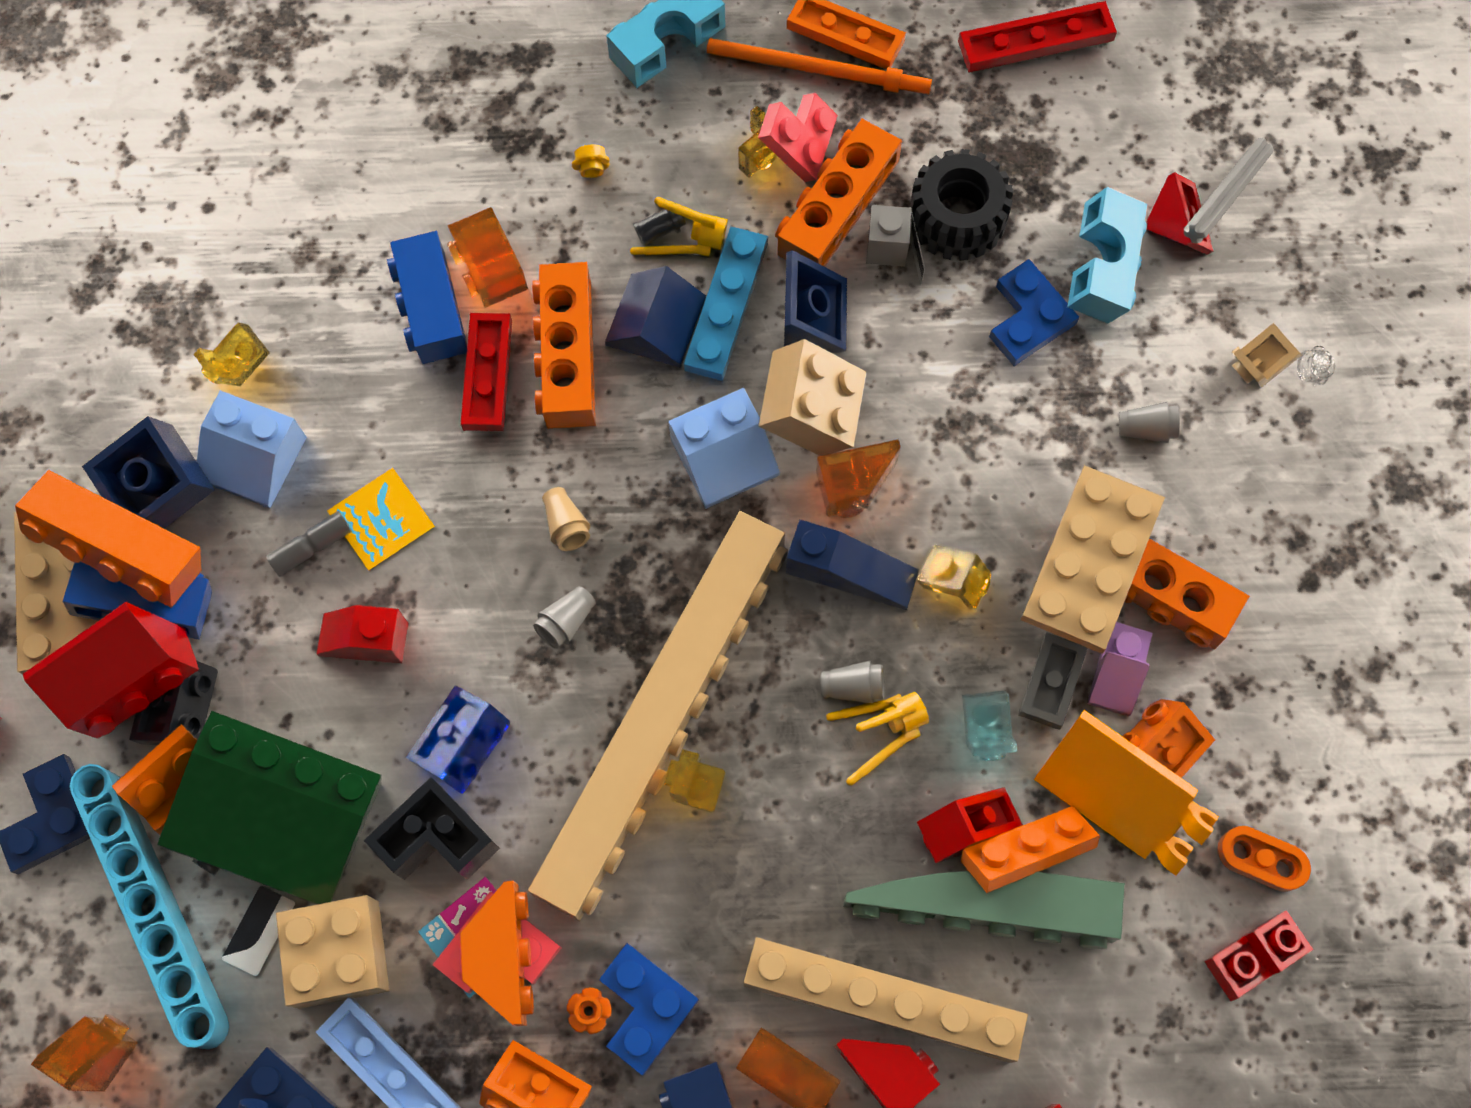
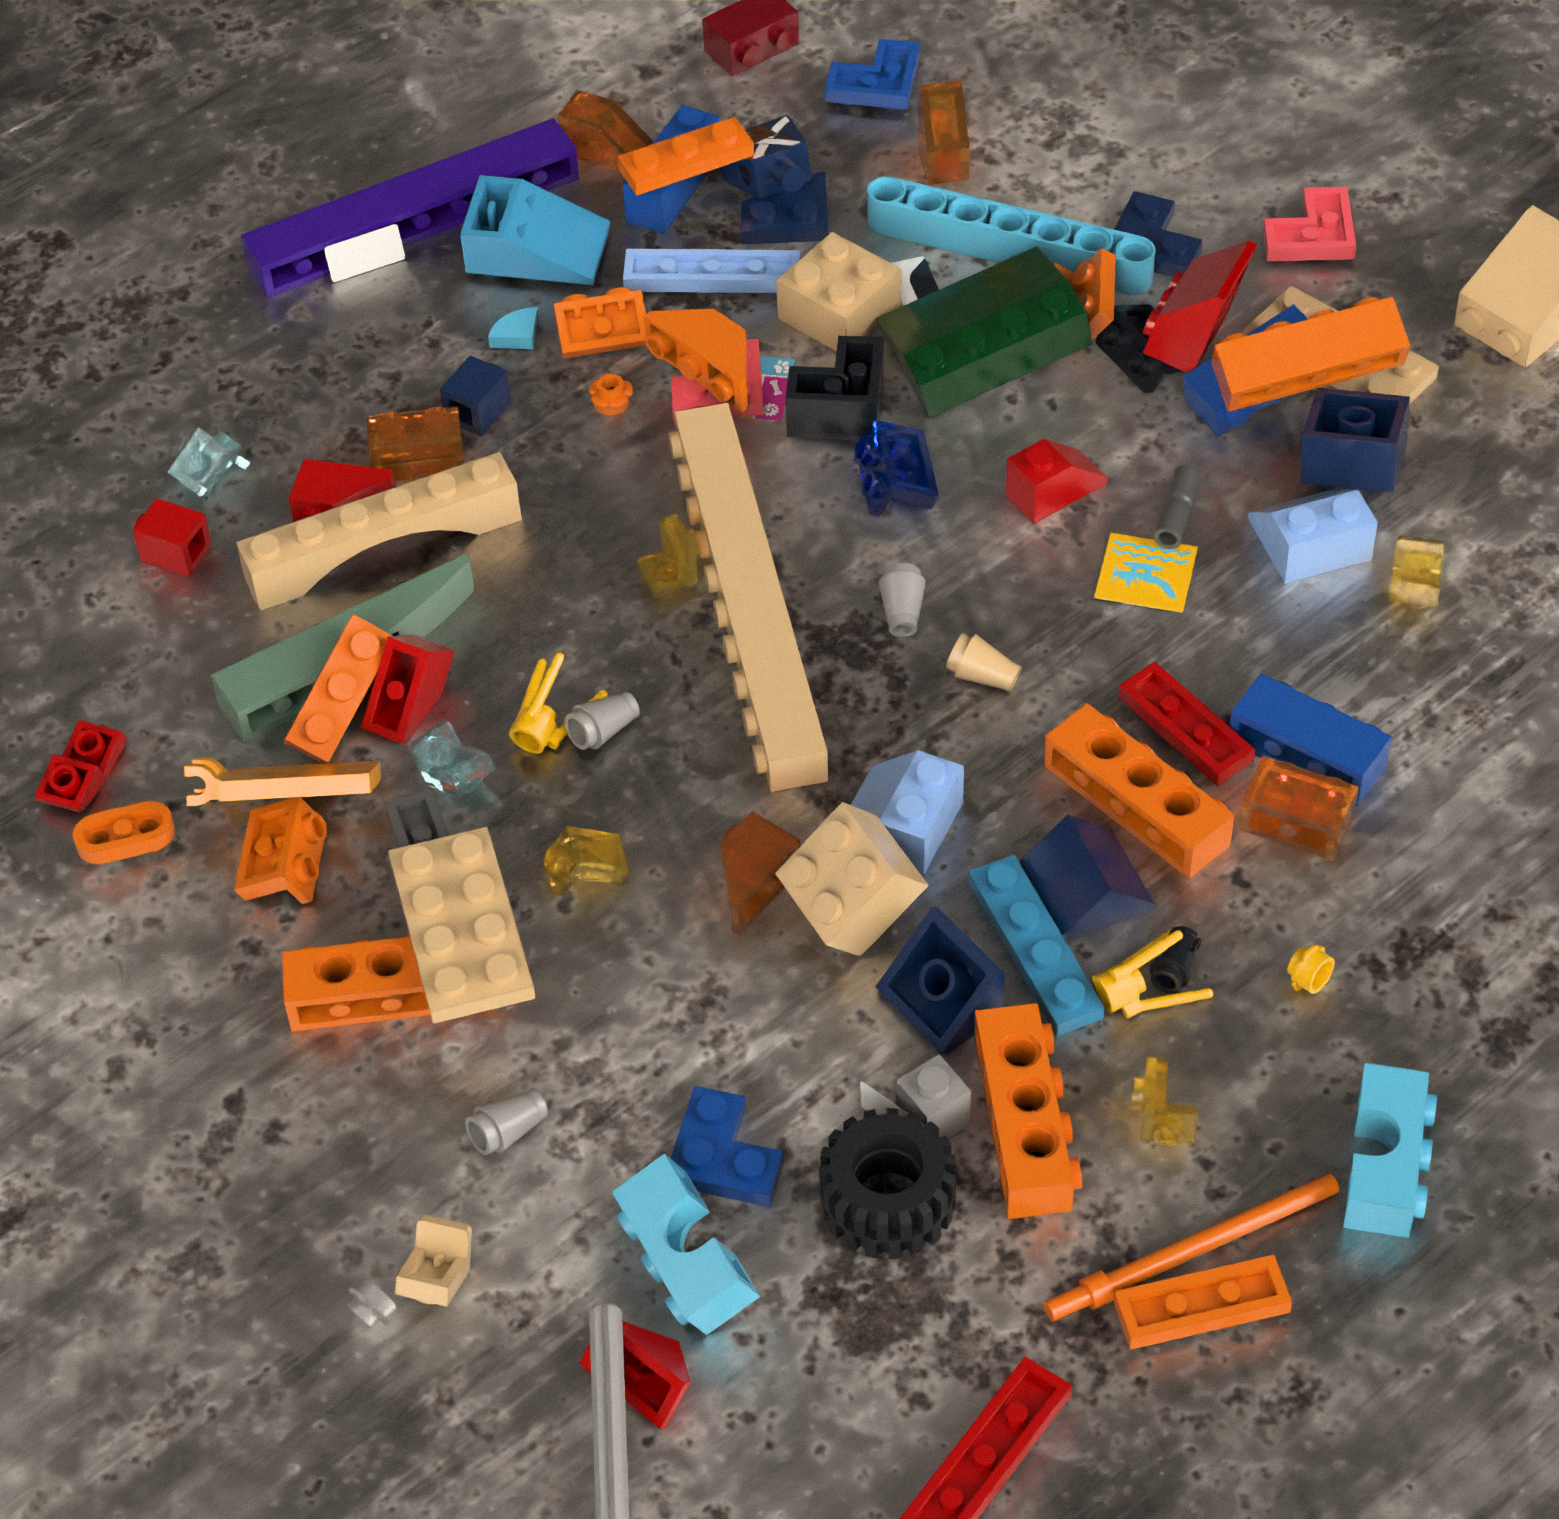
camera: 140 degrees right, 20 degrees down
(658, 1007) = (565, 433): blue plate -> none
(801, 138) = (1112, 1127): coral plate -> none
(849, 565) = (693, 796): dark blue slope -> none
(1121, 670) = (369, 898): lavender slope -> none

